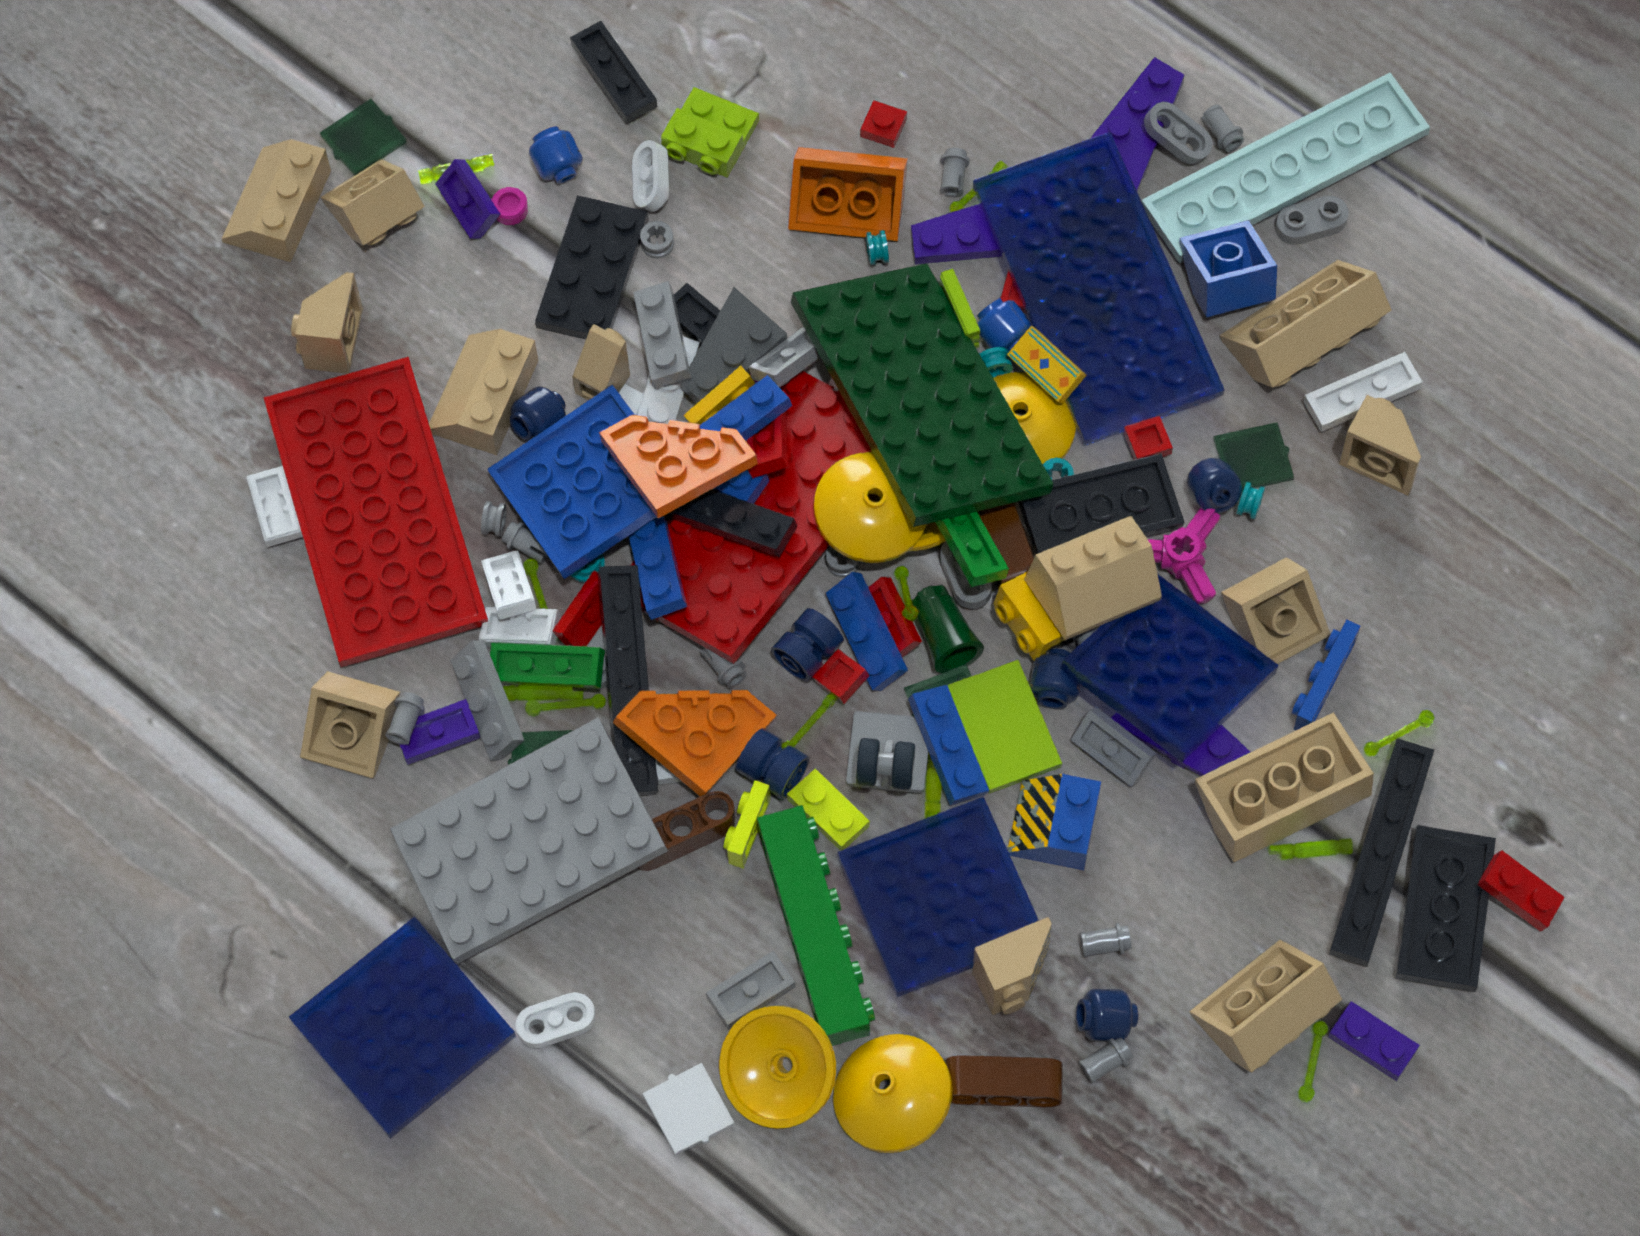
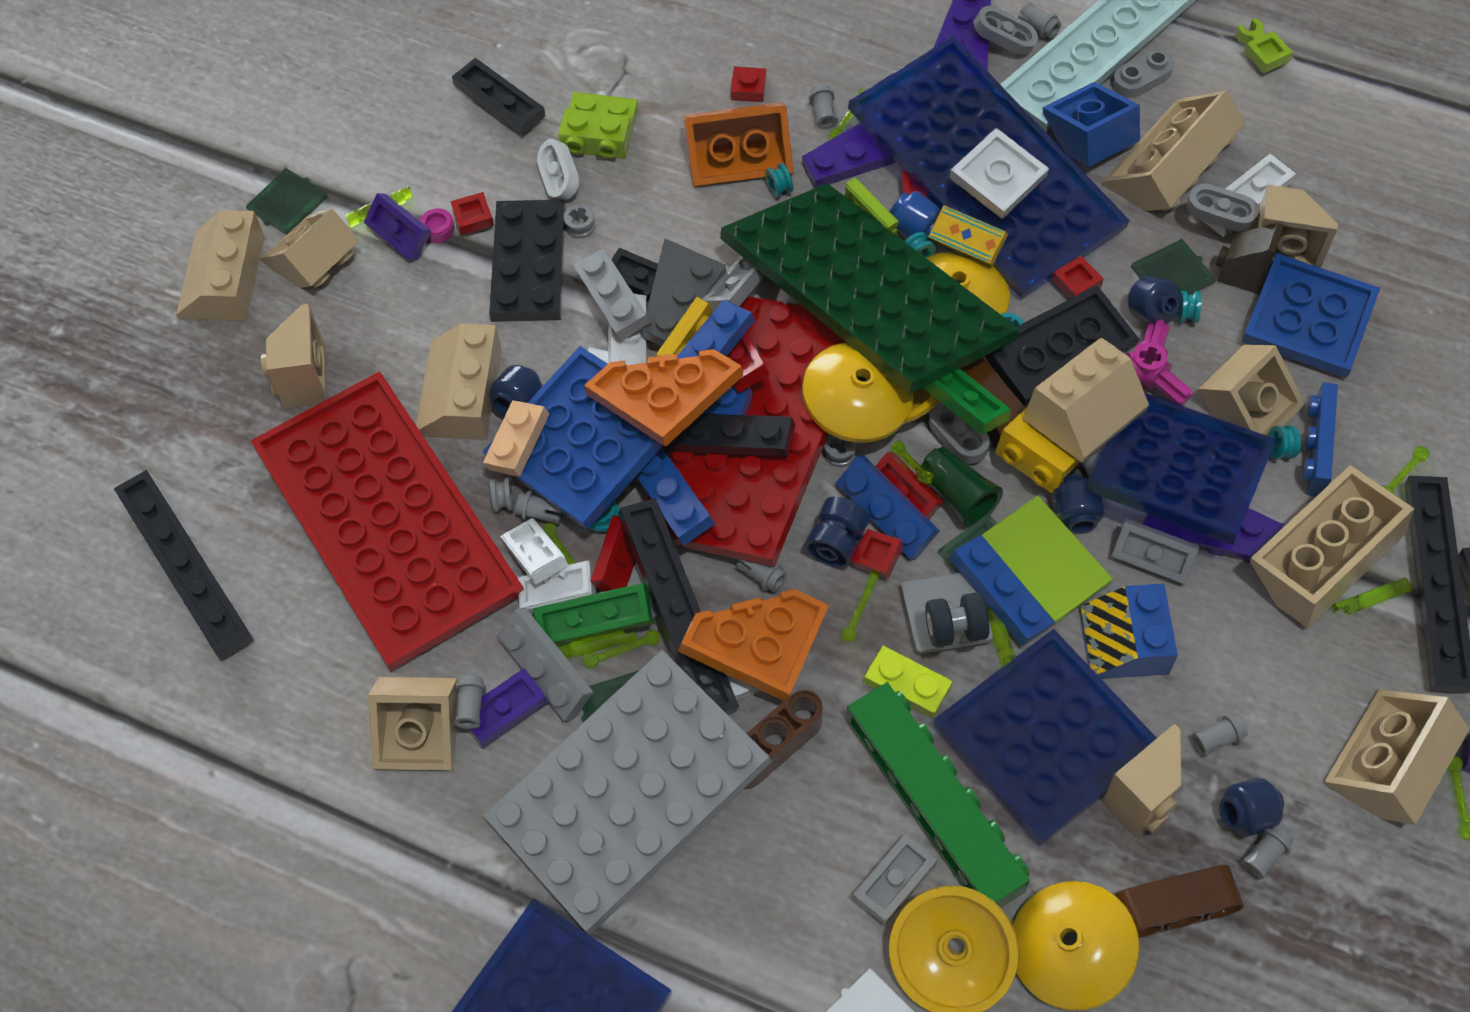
camera: 15 degrees left, 5 degrees down
(169, 508) = (184, 565): none -> black plate
(274, 506) = (286, 537): white plate -> none
(521, 466) = (516, 438): none -> light nougat plate
(548, 203) = (472, 213): none -> red plate
(554, 1017) = (706, 964): white plate -> none
(555, 154) = (466, 171): blue head -> none
(601, 363) = (563, 330): tan slope -> none
(742, 837) = (834, 732): neon yellow plate -> none
(768, 761) = (841, 650): dark blue wheel -> none
(1100, 304) = (999, 173): none -> white plate
(1288, 670) = (1287, 442): none -> teal bush
(1326, 401) = (1222, 207): none -> light grey plate
(1330, 465) = (1249, 257): none -> dark brown slope
(1374, 542) = (1312, 315): none -> blue plate
(1453, 226) = (1263, 49): none -> lime plate

